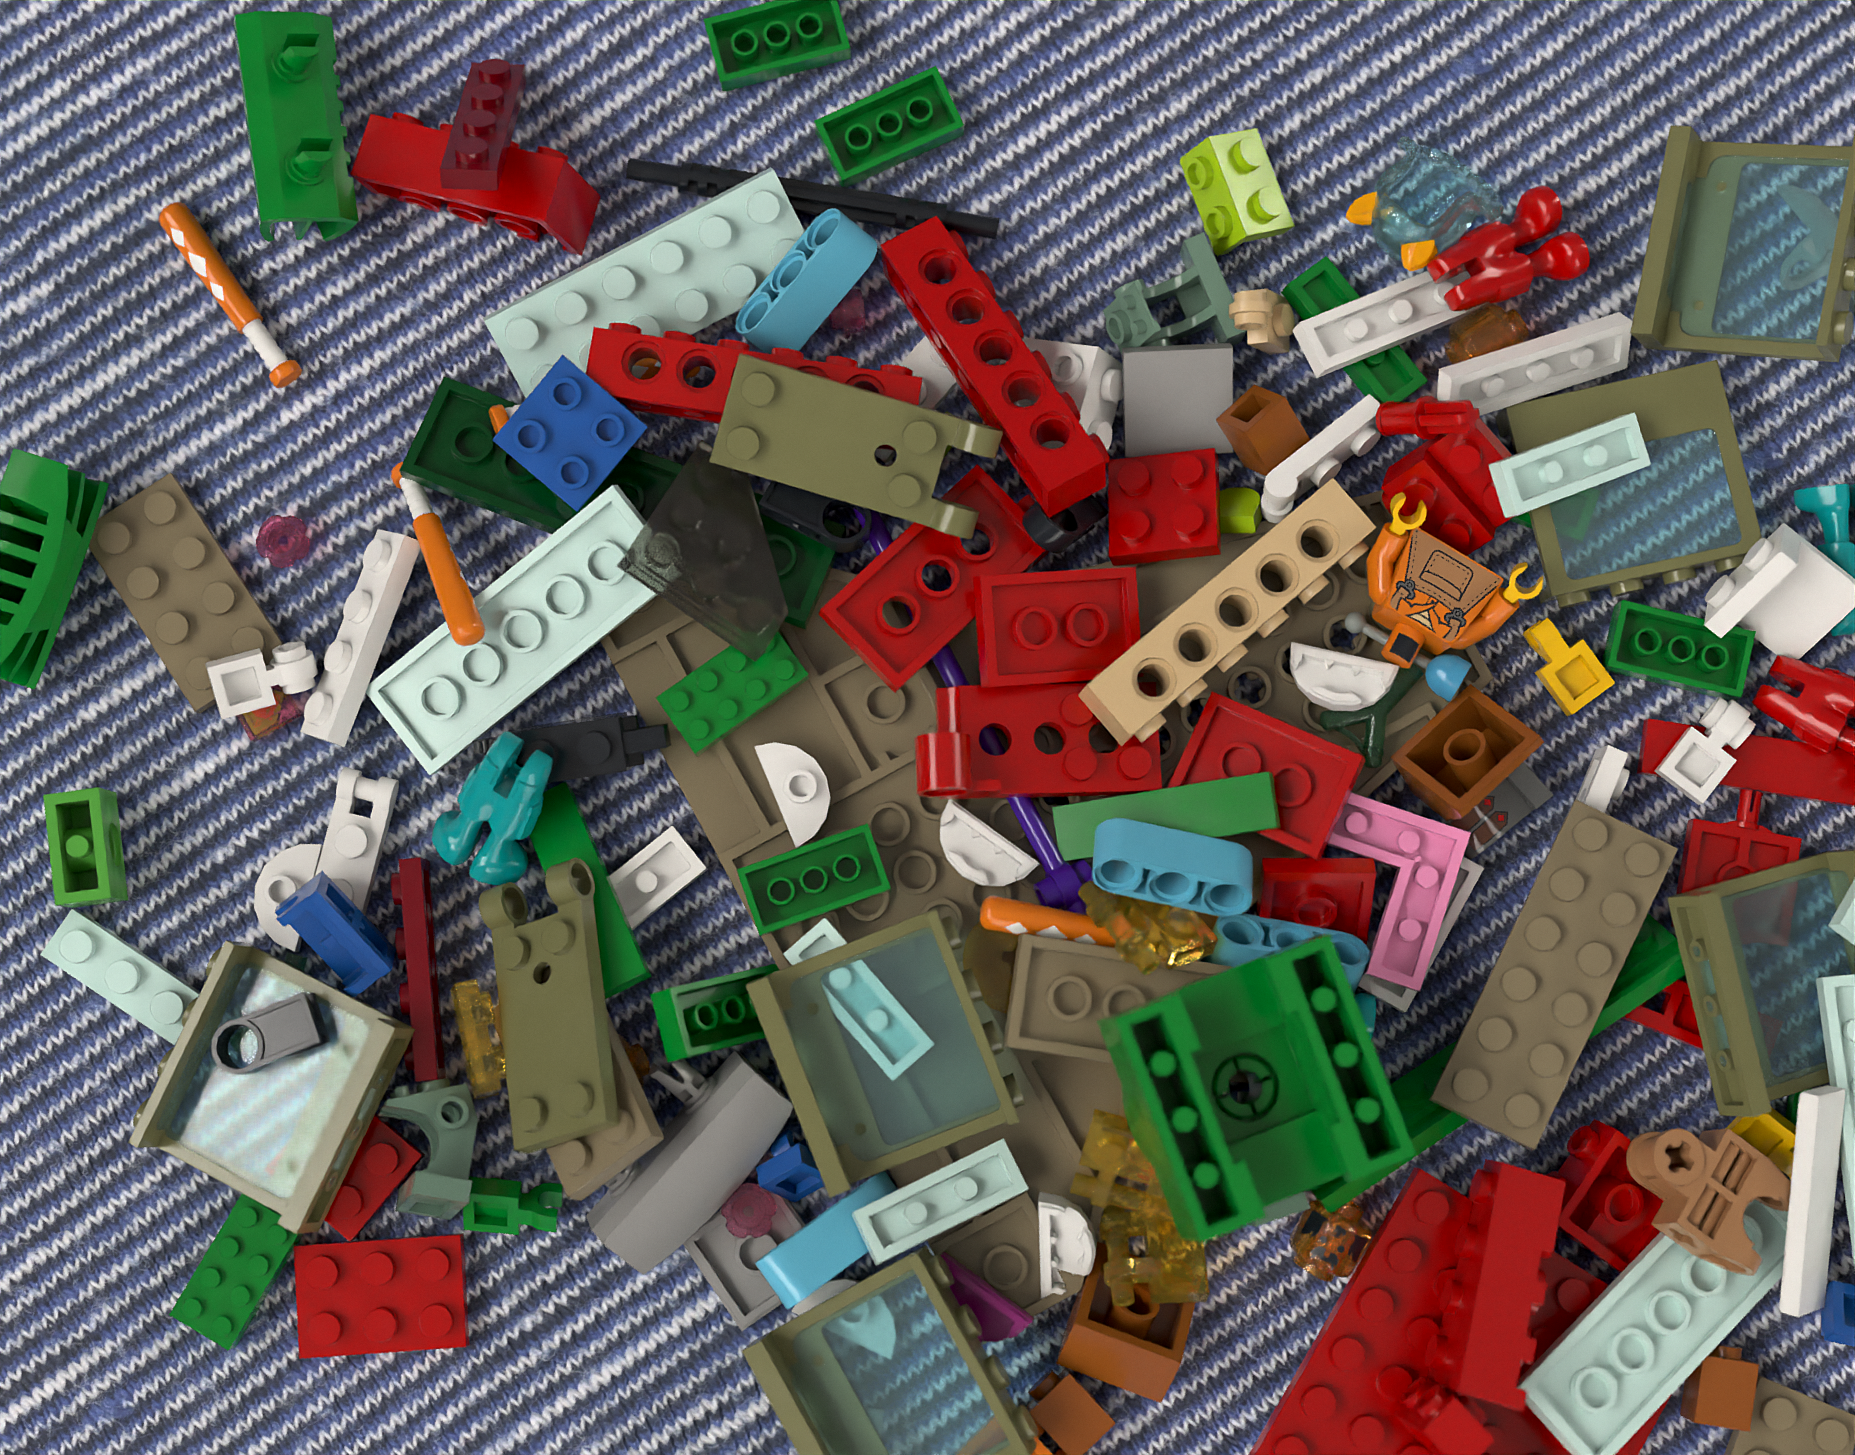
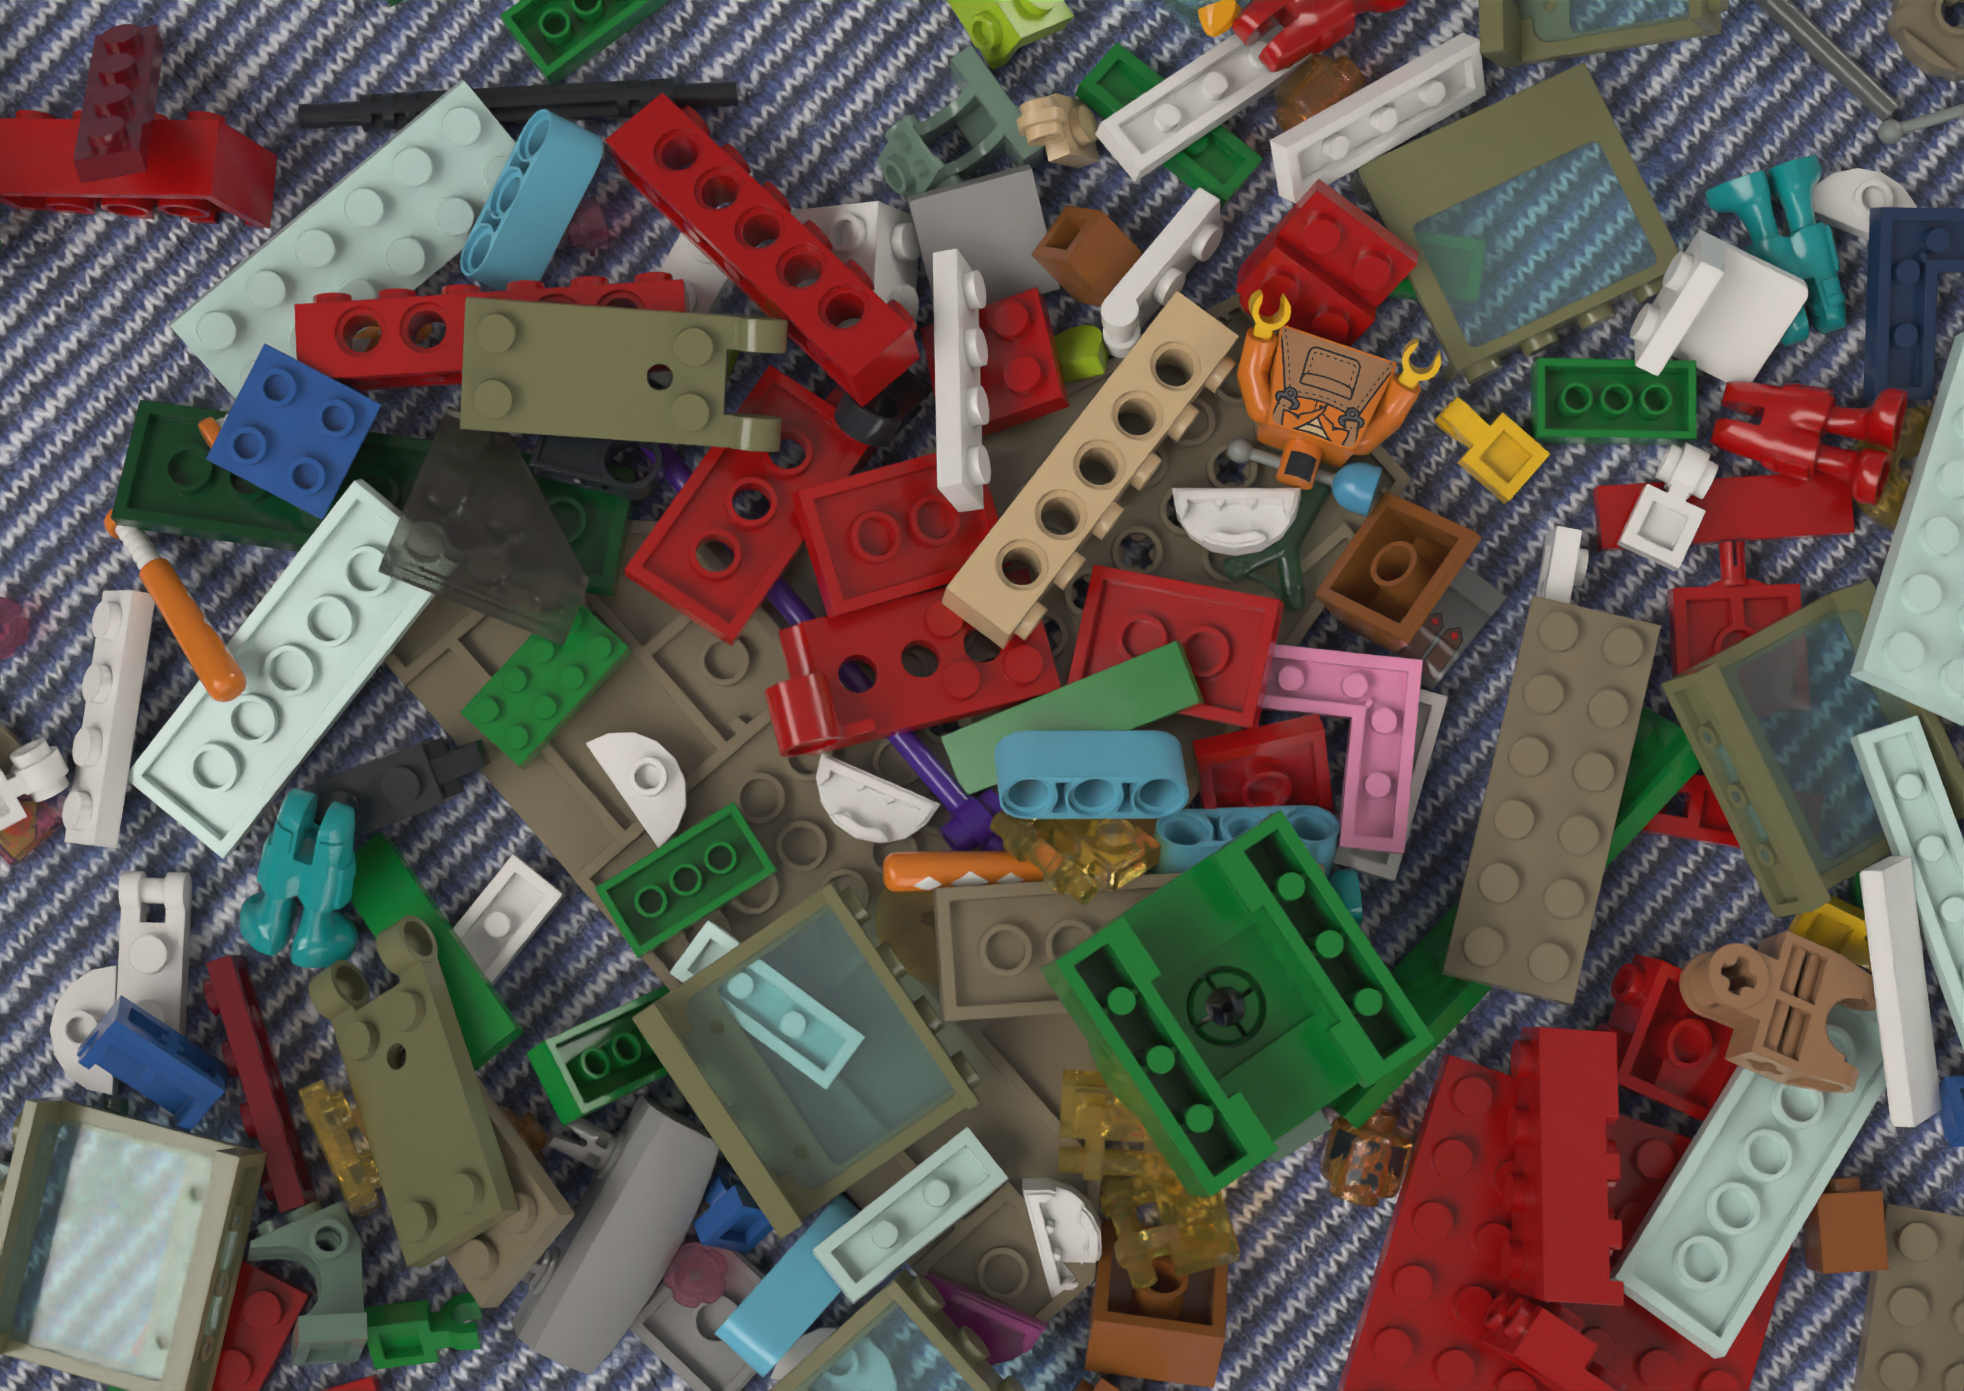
camera: 10 degrees left, 0 degrees up
(280, 1030) = (114, 1192): piece -> none
(1131, 526) = (960, 398): none -> white plate
(1426, 417) = (1268, 199): red axle -> none
(1569, 465) = (1442, 217): light aqua plate -> none

